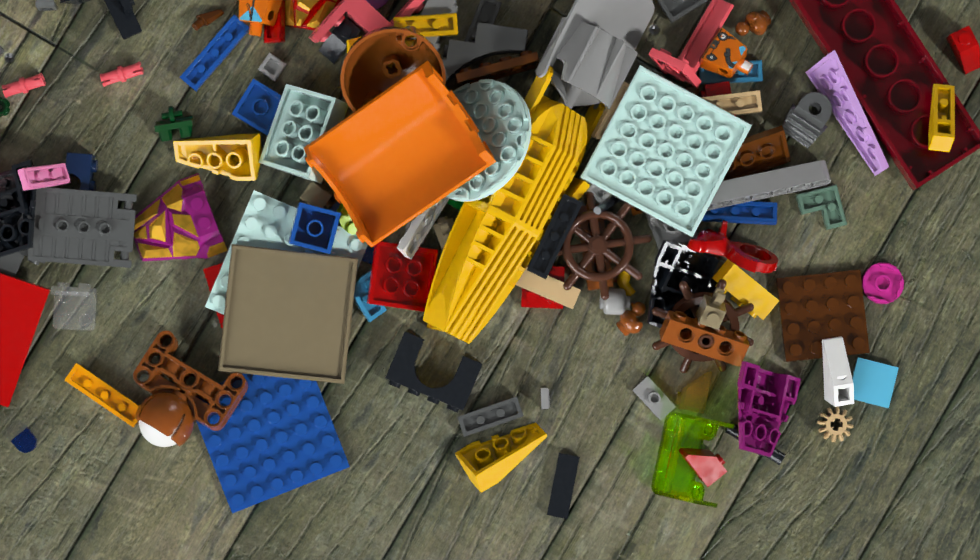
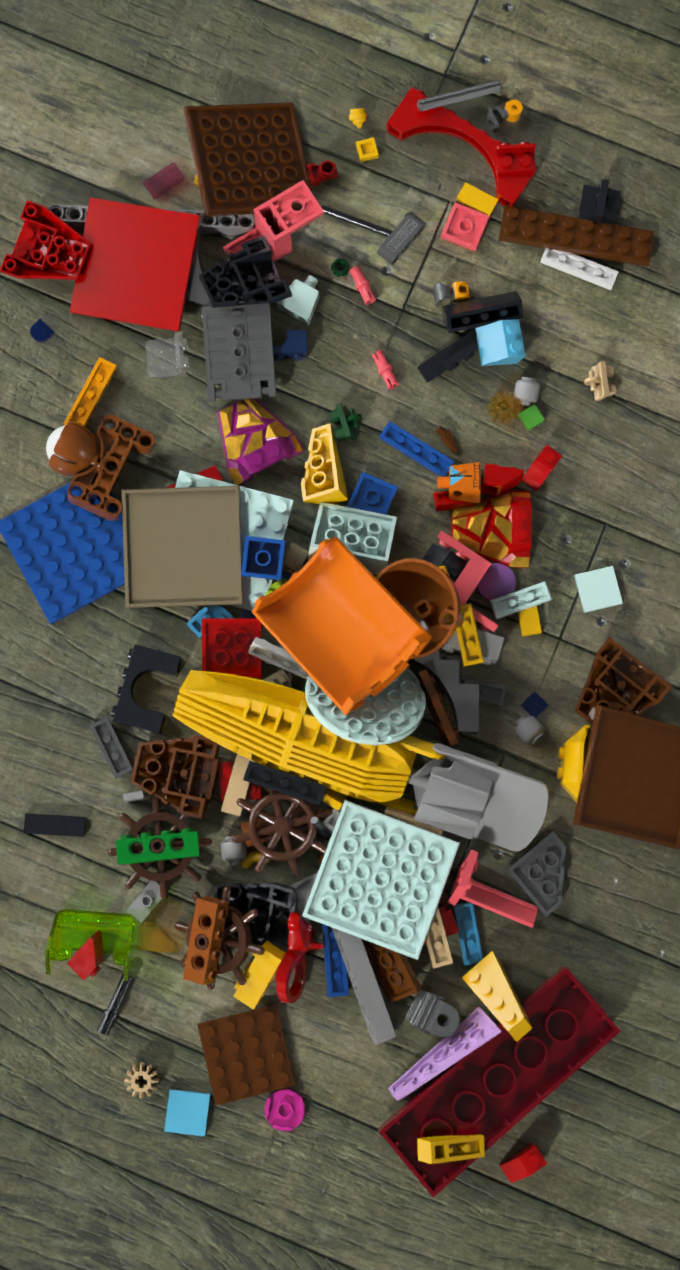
camera: 80 degrees right, 5 degrees down
(30, 149) = (303, 300): none -> light aqua torso
(44, 176) = (278, 308): bright pink tile -> none
(272, 67) = (411, 503): light grey tile -> none
(492, 460) = (71, 756): yellow wedge -> none
(526, 348) = (179, 772): none -> reddish brown wedge
(601, 378) = (158, 848): none -> brick
(629, 322) = (216, 866): dark orange animal -> none
(712, 309) = (232, 944): dark tan brick -> none
(726, 55) = (482, 926): orange torso -> none
(754, 22) = (519, 950): dark orange animal -> none
(763, 406) = (149, 1006): magenta wedge -> none
(792, 52) = (494, 989): none -> yellow wedge
(826, 200) = (356, 1045): sand green tile -> none
(836, 373) = (190, 1075): white slope -> none

